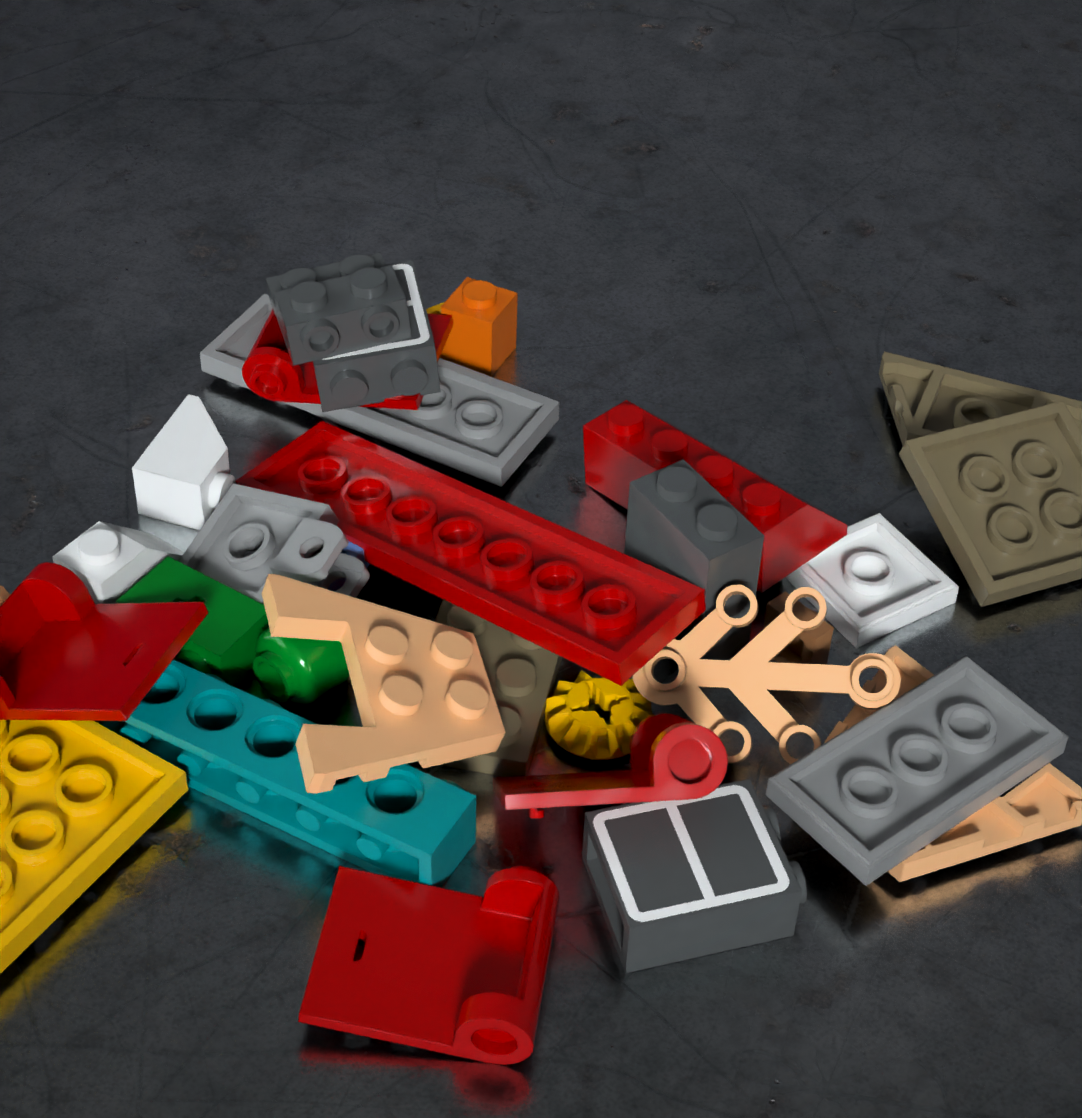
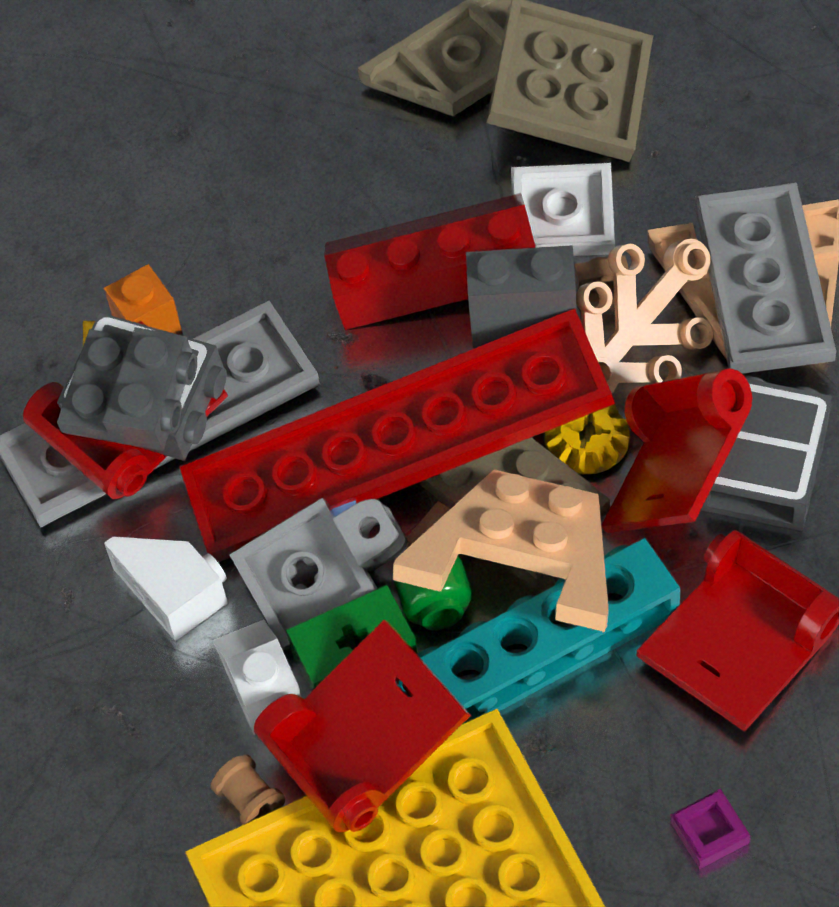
camera: 50 degrees left, 15 degrees up
(149, 1048) = (710, 828): none -> magenta tile

